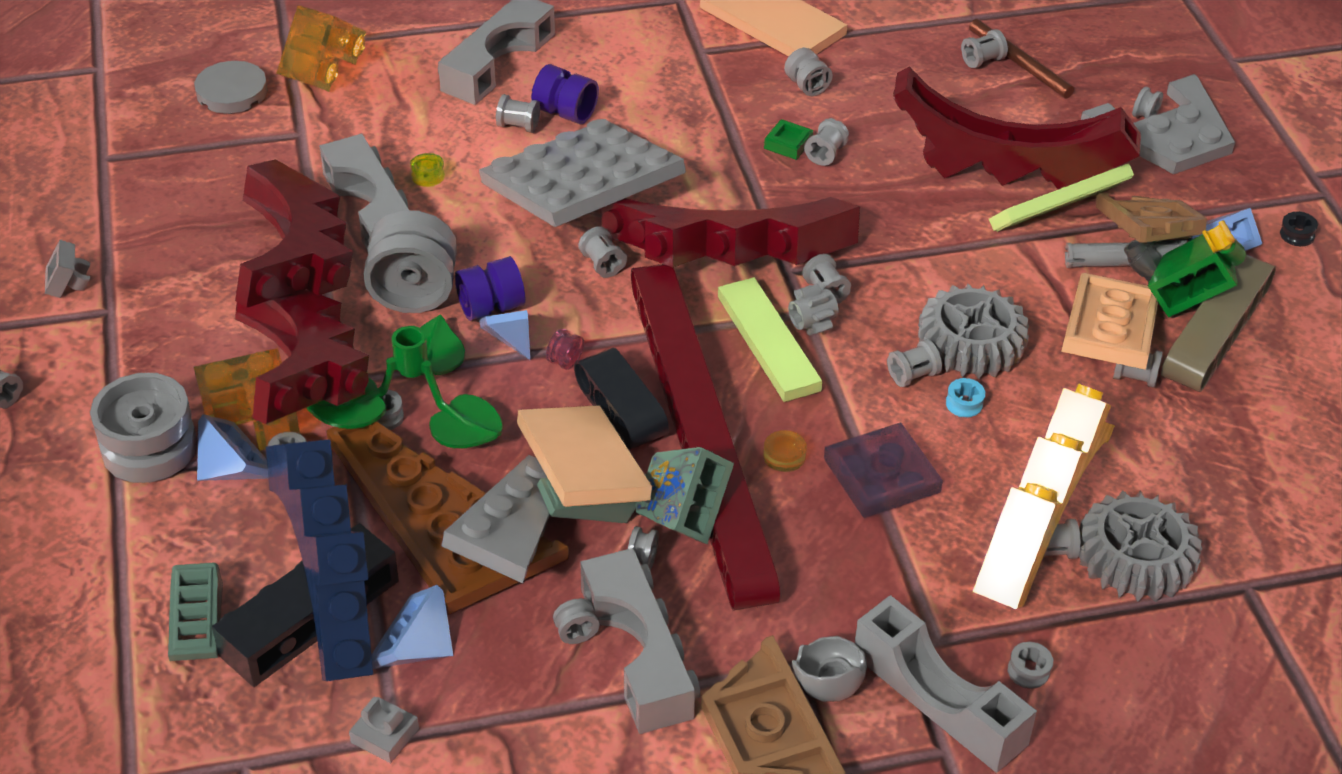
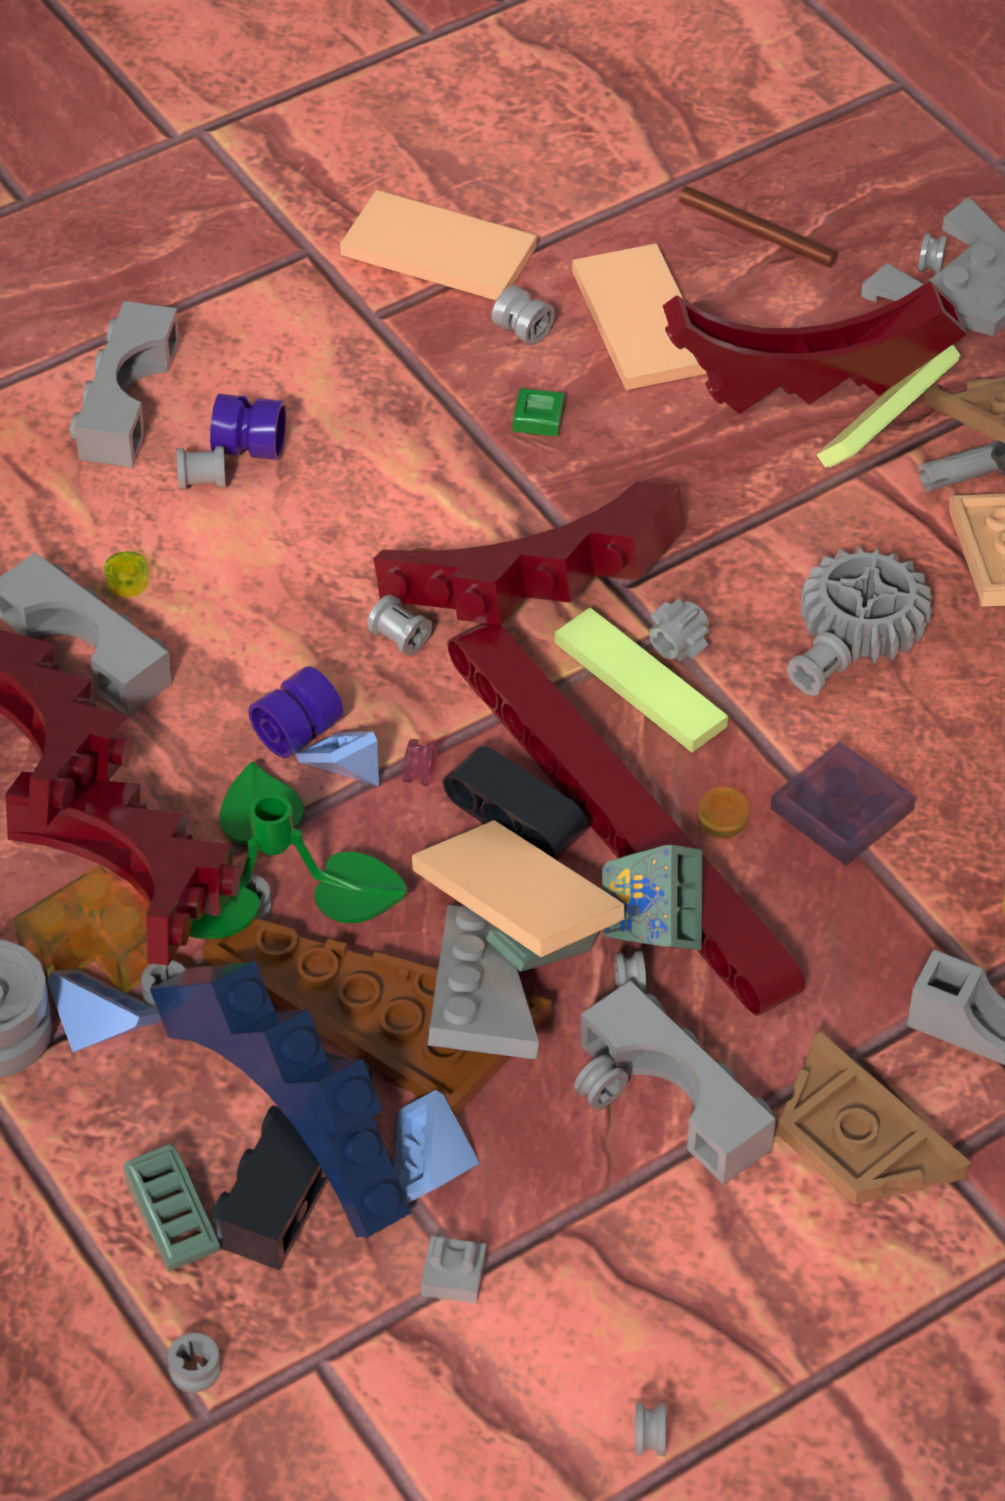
camera: 20 degrees left, 5 degrees up
(143, 748) = (203, 1377): none -> light grey bush
(410, 261) = (192, 707): light grey wheel -> none
(581, 171) = (325, 529): light grey plate -> none
(823, 146) = (588, 411): light grey bush -> none
(827, 277) = (673, 583): light grey bush -> none
(830, 668) = (896, 1048): light grey hair -> none
(882, 117) = (626, 303): none -> light nougat tile
(967, 387) = (892, 676): medium azure bush -> none
(984, 48) = (714, 226): light grey bush -> none

